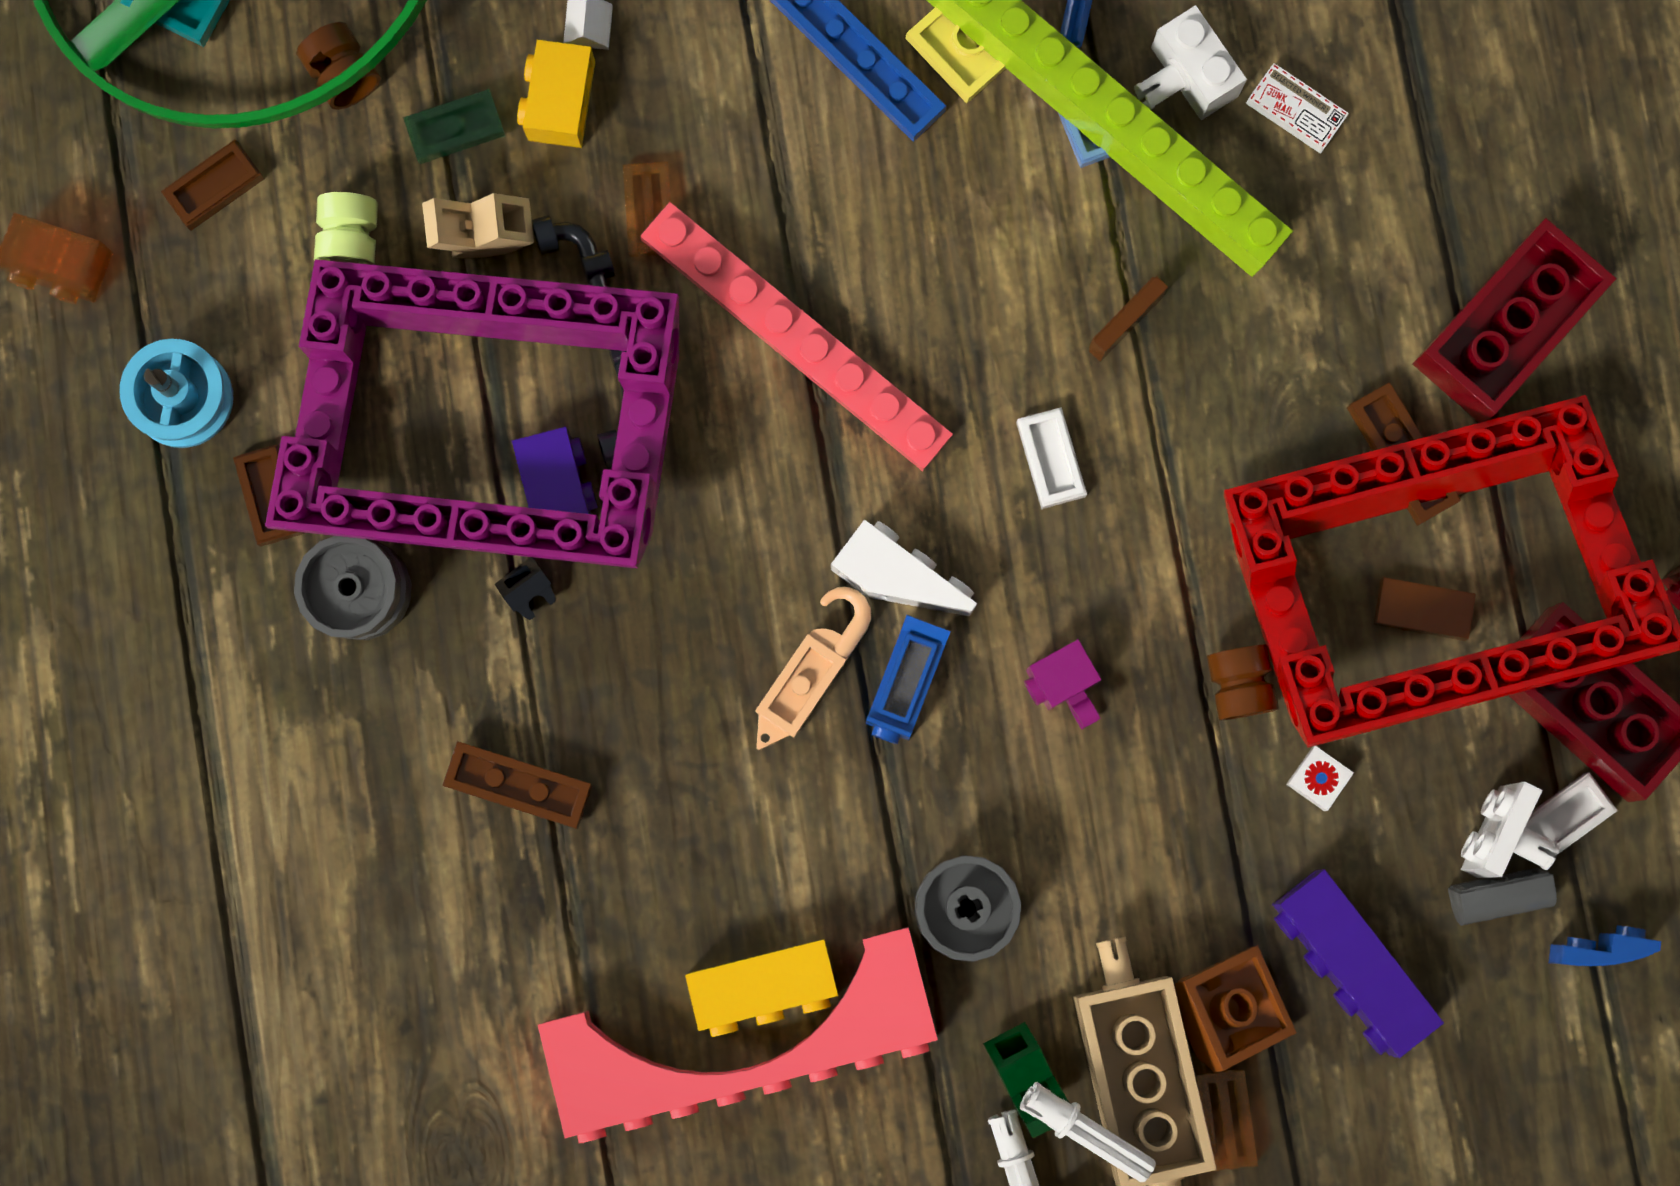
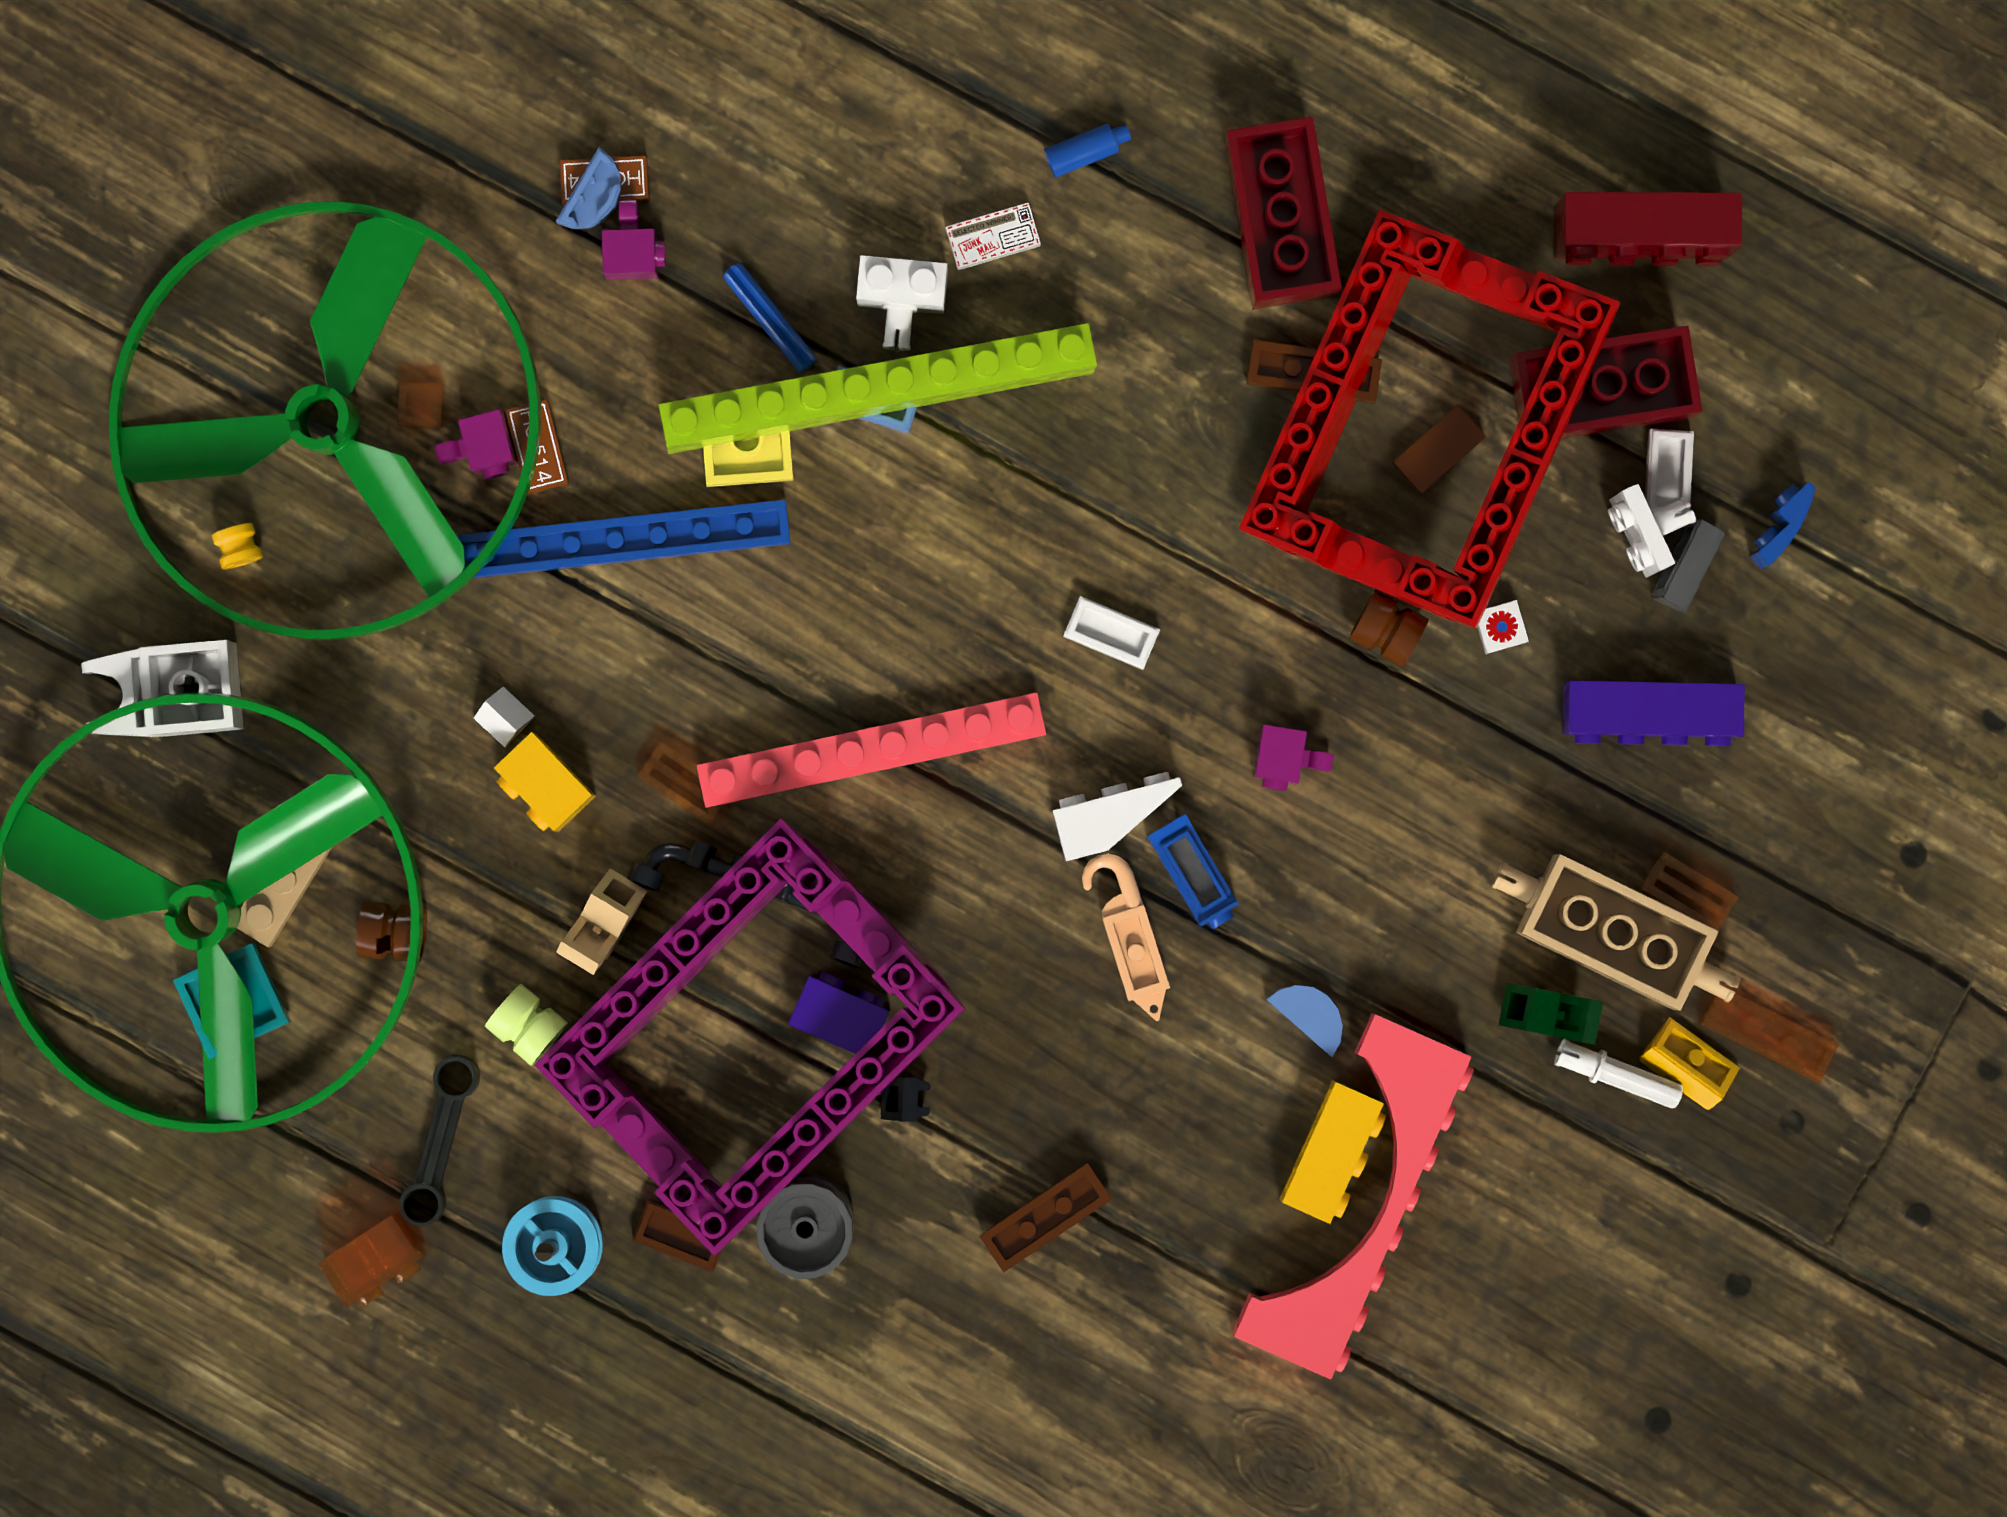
camera: 50 degrees left, 5 degrees up
(195, 238) = (439, 1141): none -> pearl dark grey piece
(212, 185) = (406, 1096): reddish brown tile -> none
(454, 126) = (506, 880): clear green plate -> none
(866, 875) = (1311, 1013): none -> medium blue tile
(995, 908) = (1419, 965): dark grey wheel -> none
(1068, 1121) = (1602, 1010): white axle -> none
(1127, 318) = (1053, 494): reddish brown tile -> none
(1232, 1010) = (1616, 826): dark orange slope -> none
(1430, 125) = (1085, 148): none -> blue cylinder

